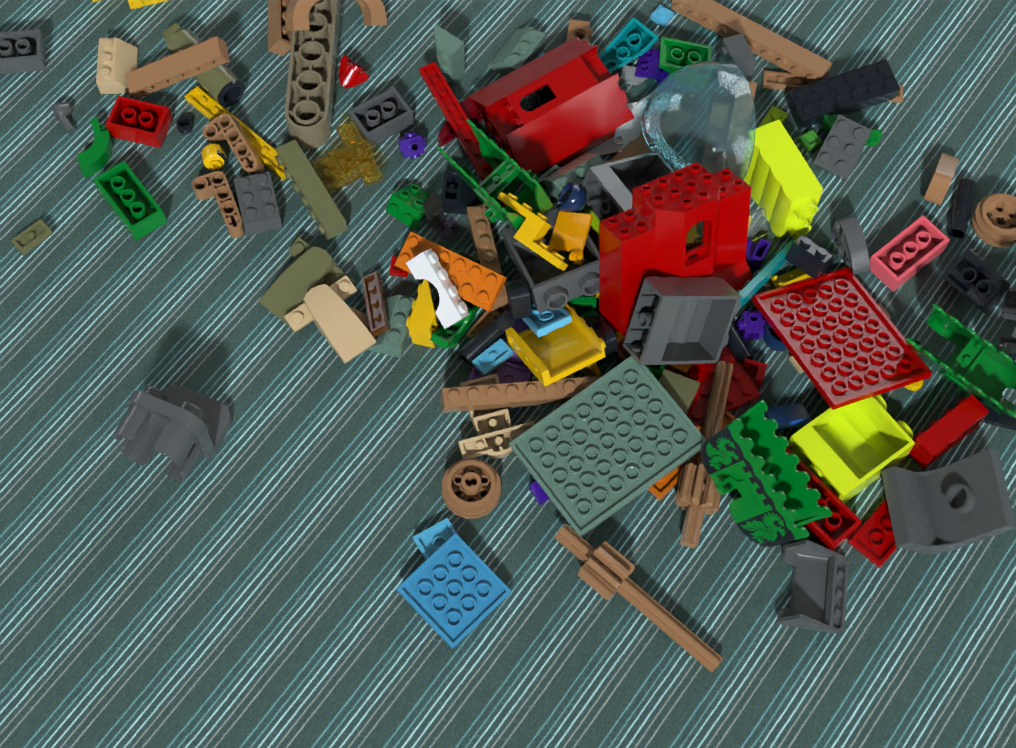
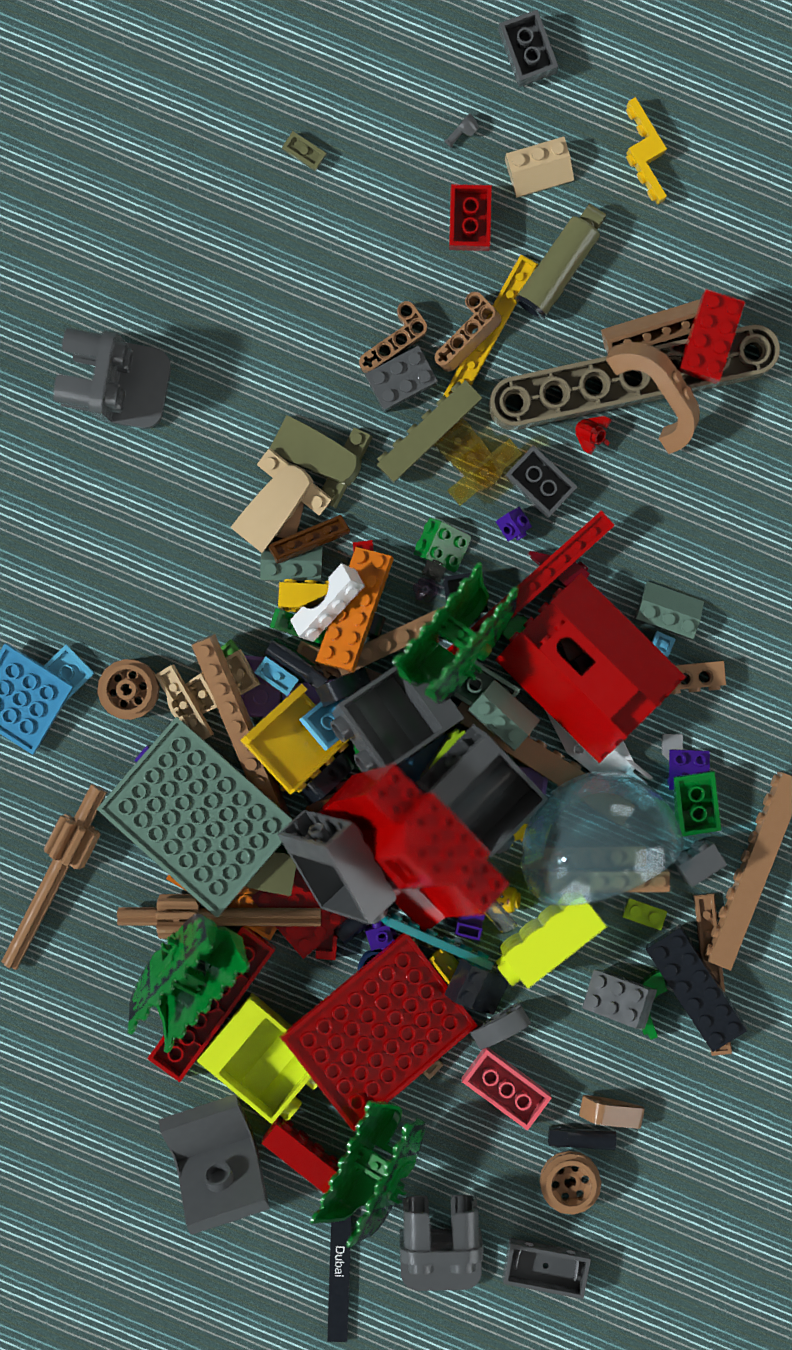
camera: 75 degrees right, 25 degrees up
(99, 153) = (427, 187): green arch -> none
(129, 200) = (369, 241): green brick -> none
(177, 67) = (540, 239): medium nougat brick -> none
(186, 129) = (479, 270): black bush -> none
(213, 157) = (448, 313): yellow head -> none
(449, 55) = (630, 537): sand green slope -> none
(533, 230) = (399, 689): yellow bracket -> none
(571, 234) = (416, 727): light orange flag -> none
(572, 198) = (458, 720): dark blue hat -> none
(628, 45) = (704, 736): teal wedge -> none
(662, 16) = (763, 763): medium azure plate -> none
(788, 416) = (282, 989): blue tile -> none
(810, 140) = (632, 960): bright green tile -> none
(817, 588) = (104, 1049): dark grey windscreen -> none
(876, 536) = (177, 1097): red tile -> none
(976, 280) = (487, 1164): black slope -> none

